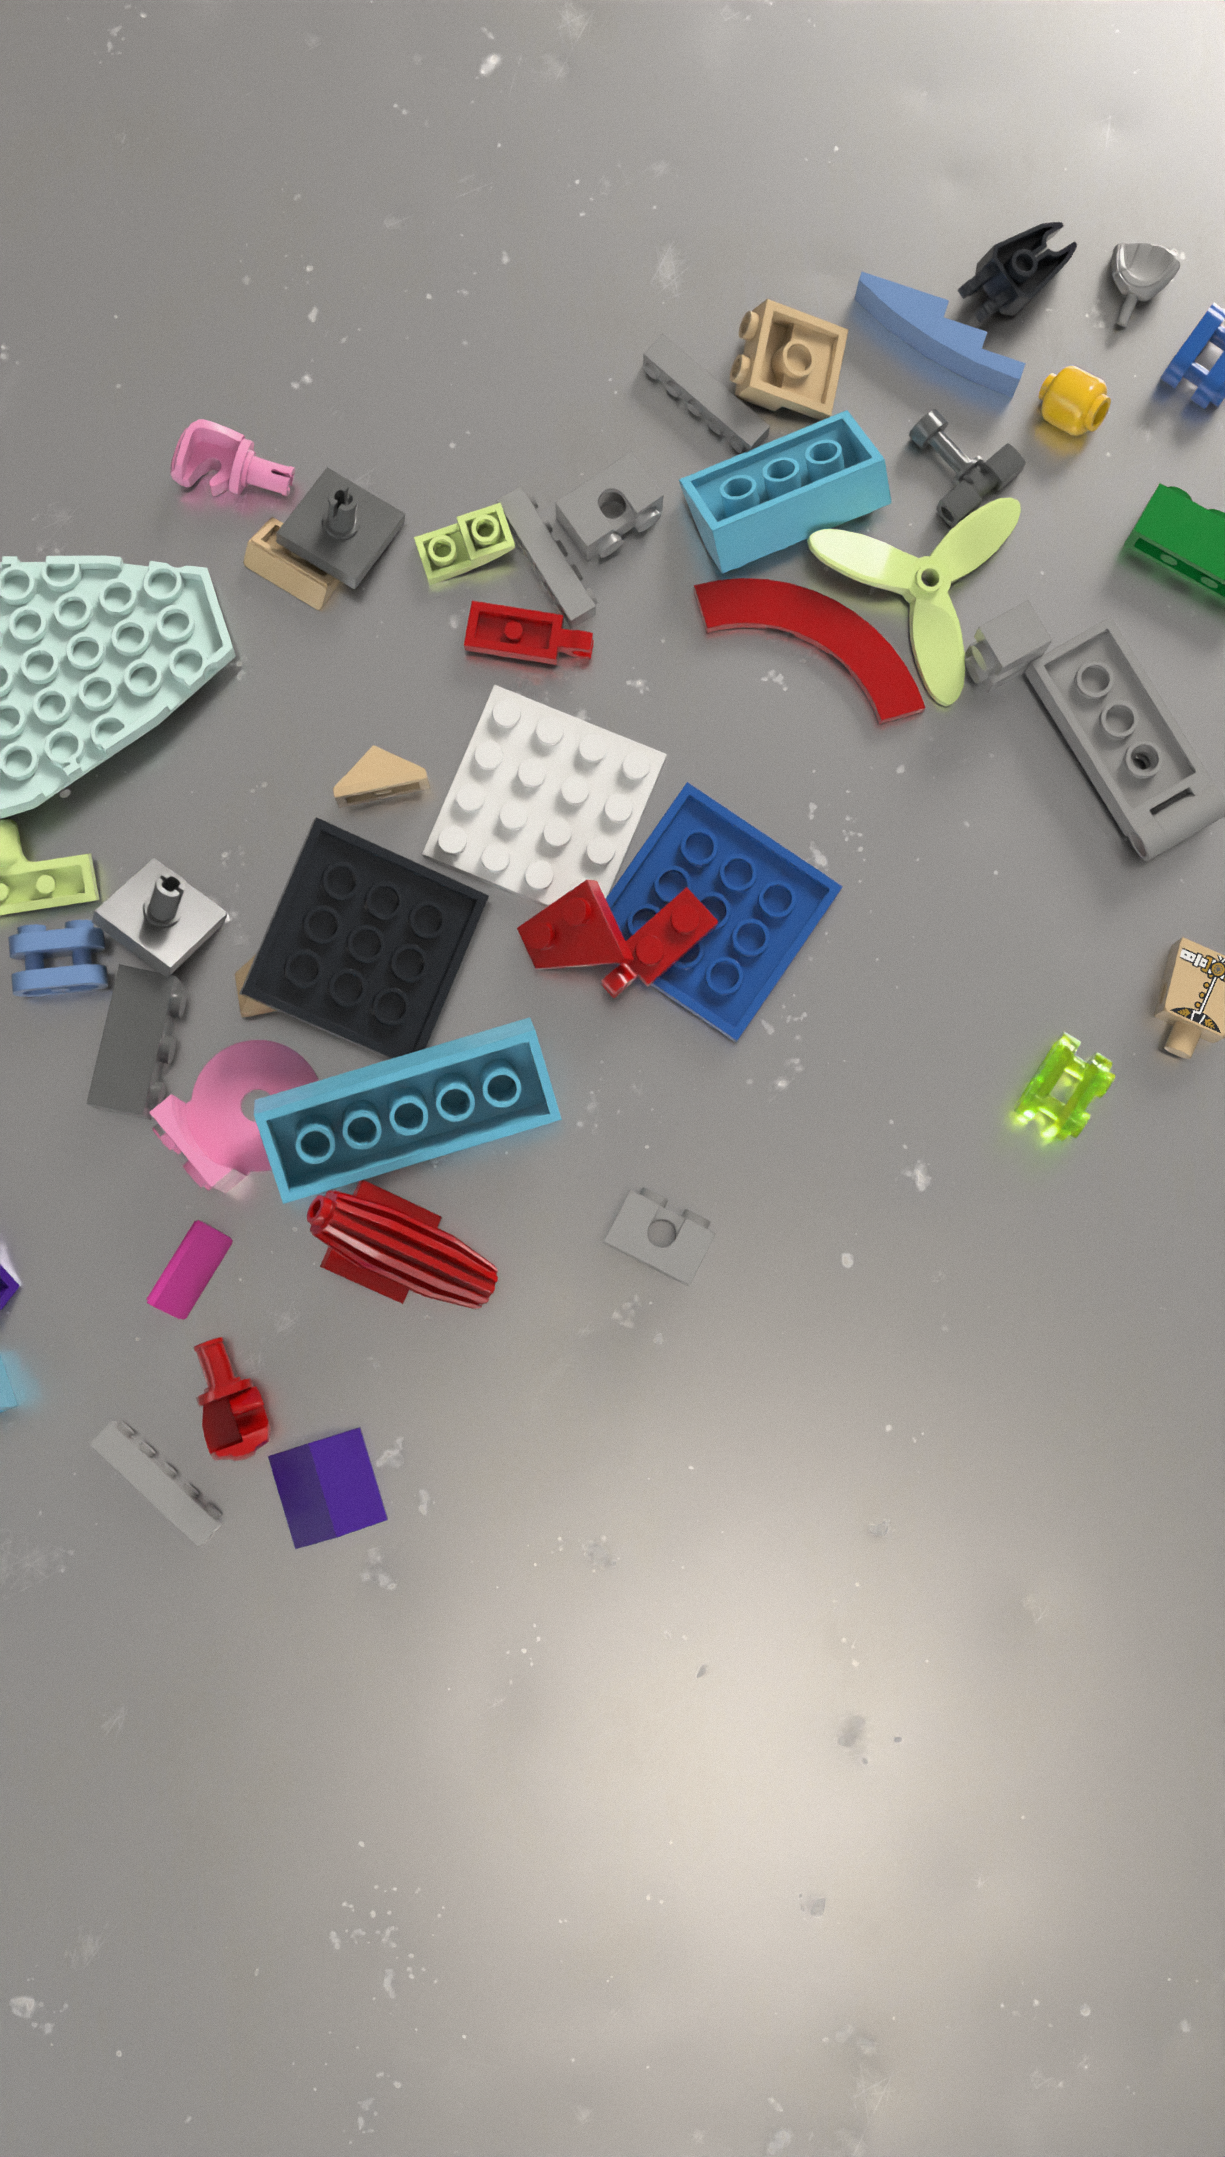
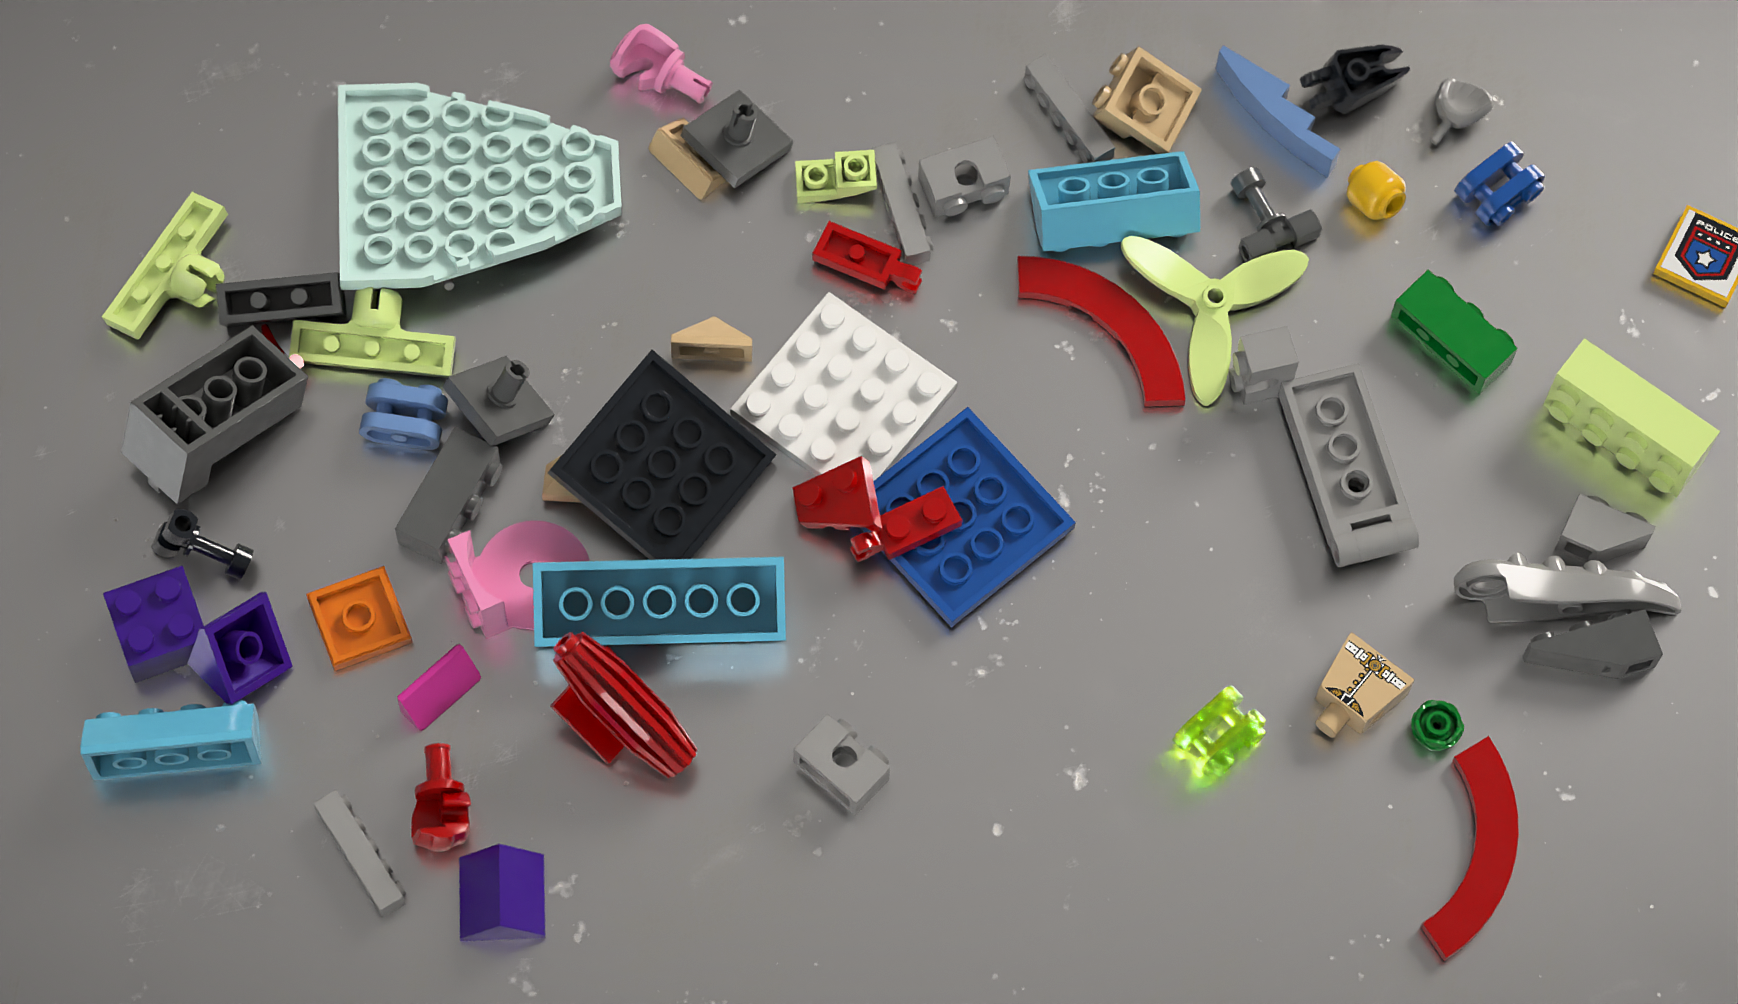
camera: 15 degrees right, 15 degrees down
(77, 1210) = (359, 618): none -> orange tile

